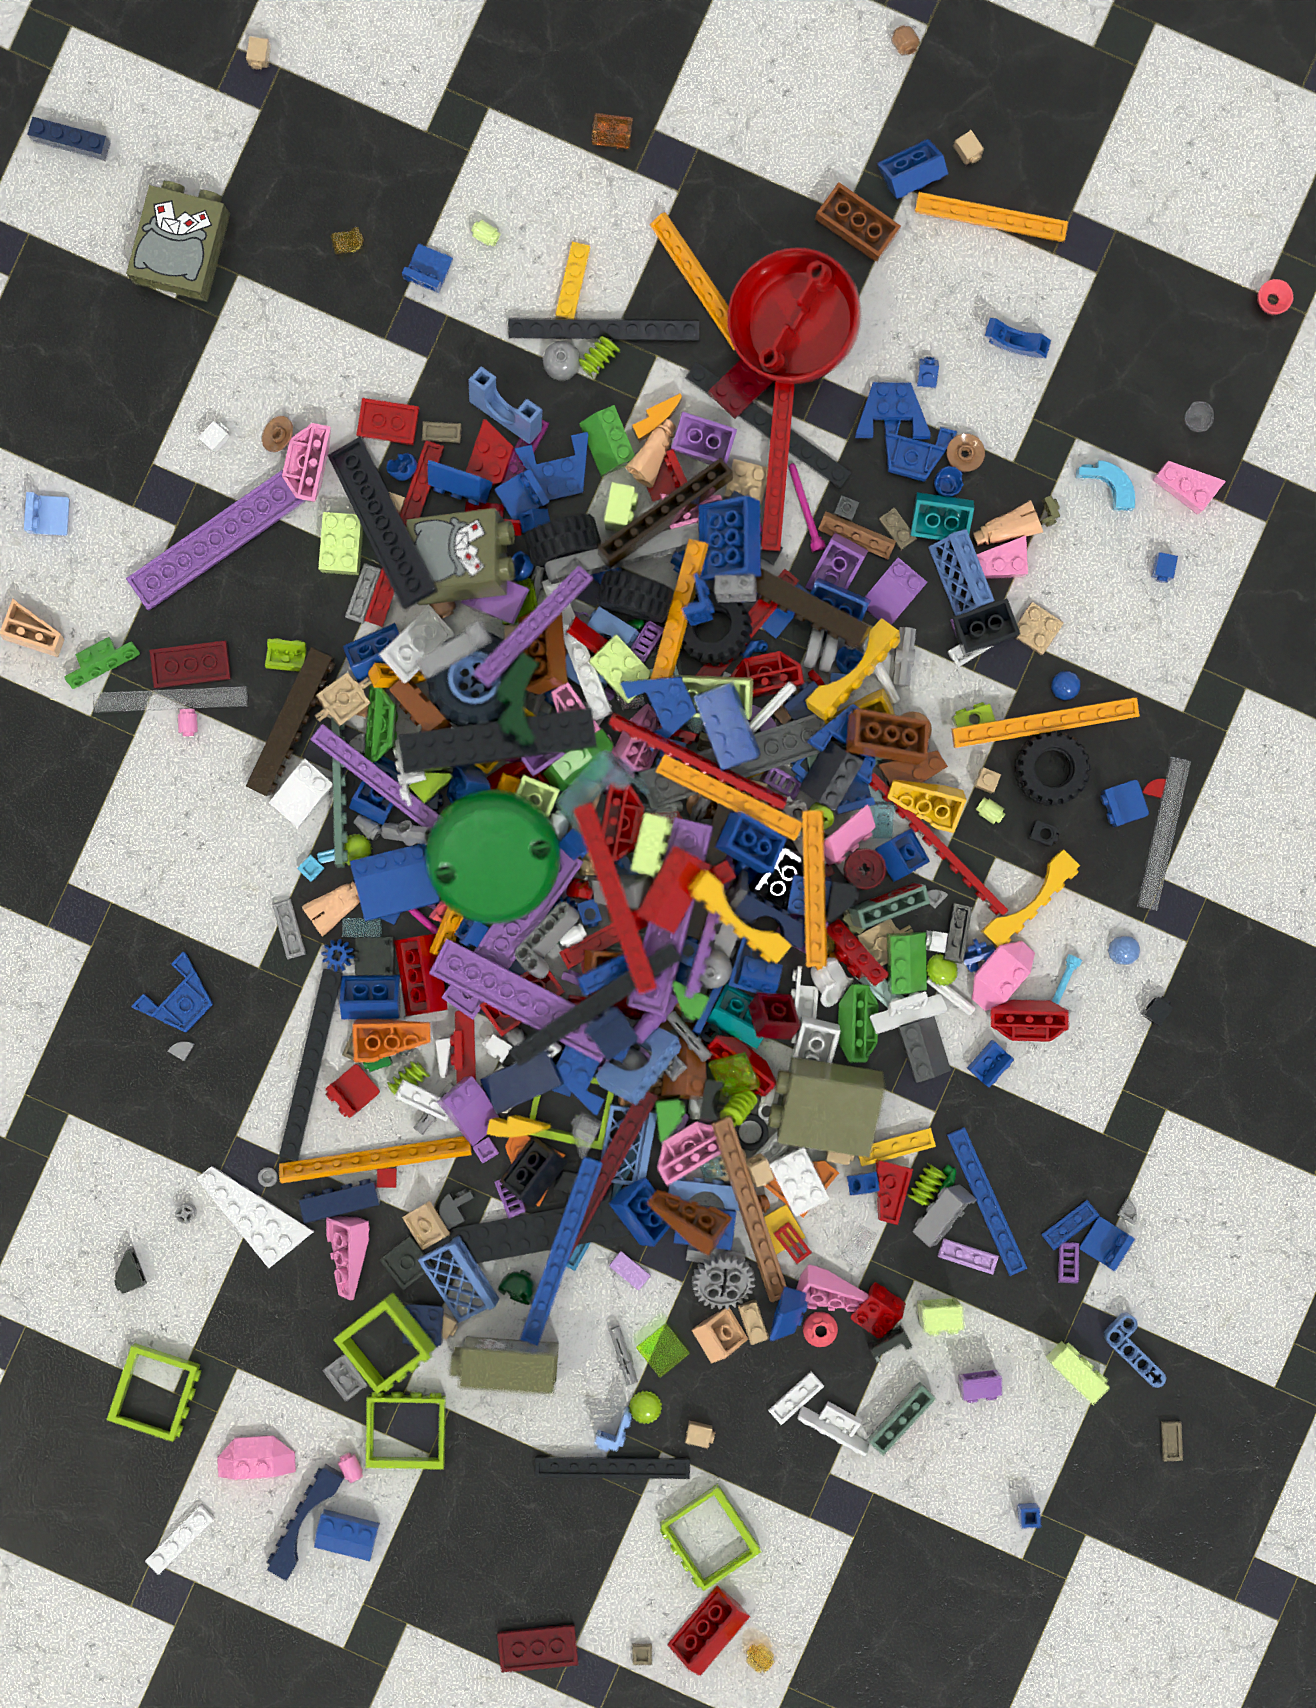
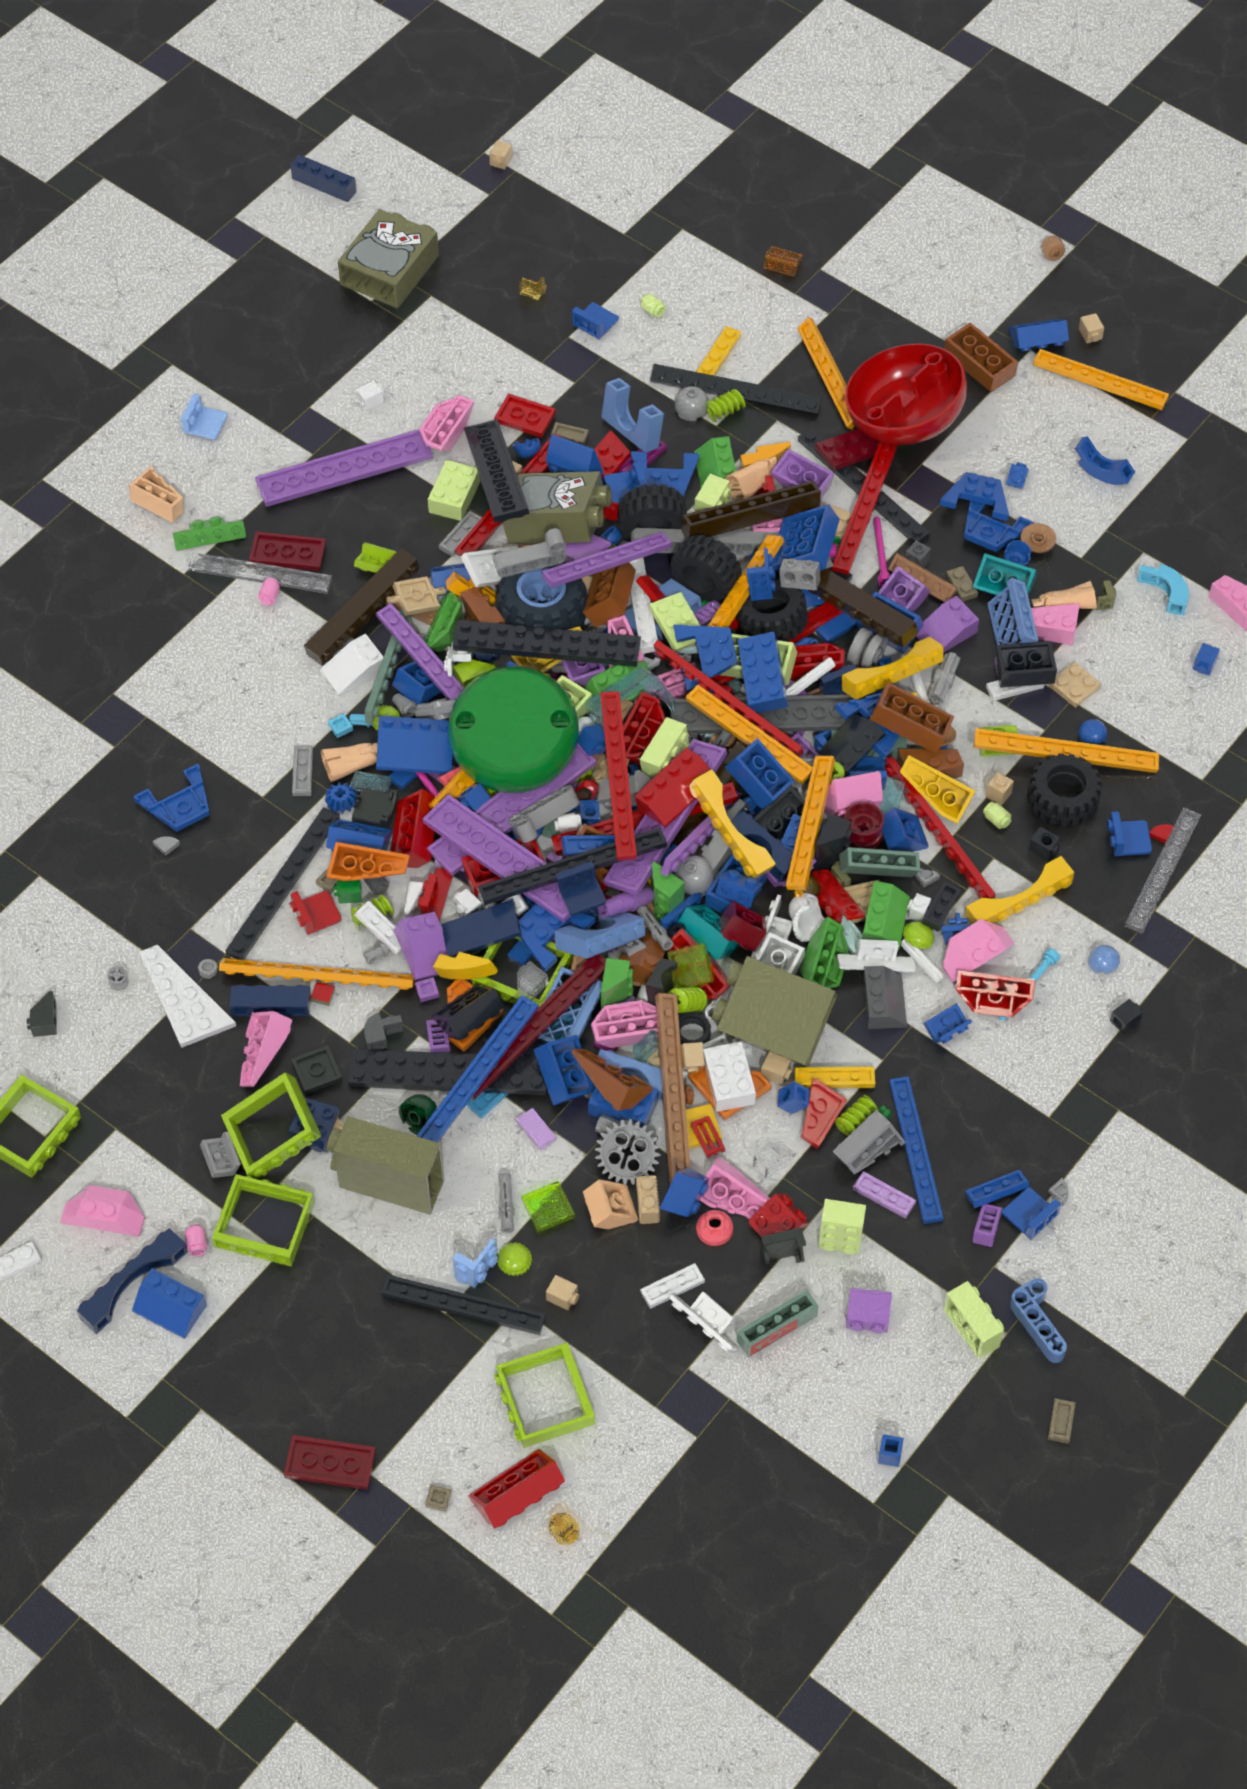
camera: 20 degrees right, 30 degrees down
(277, 434) = (425, 404): medium nougat dish -> none
(425, 1225) = (347, 1037): tan plate -> none
(473, 1275) = (377, 1082): medium blue fence -> none
(512, 691) = (571, 599): dark green arch -> none

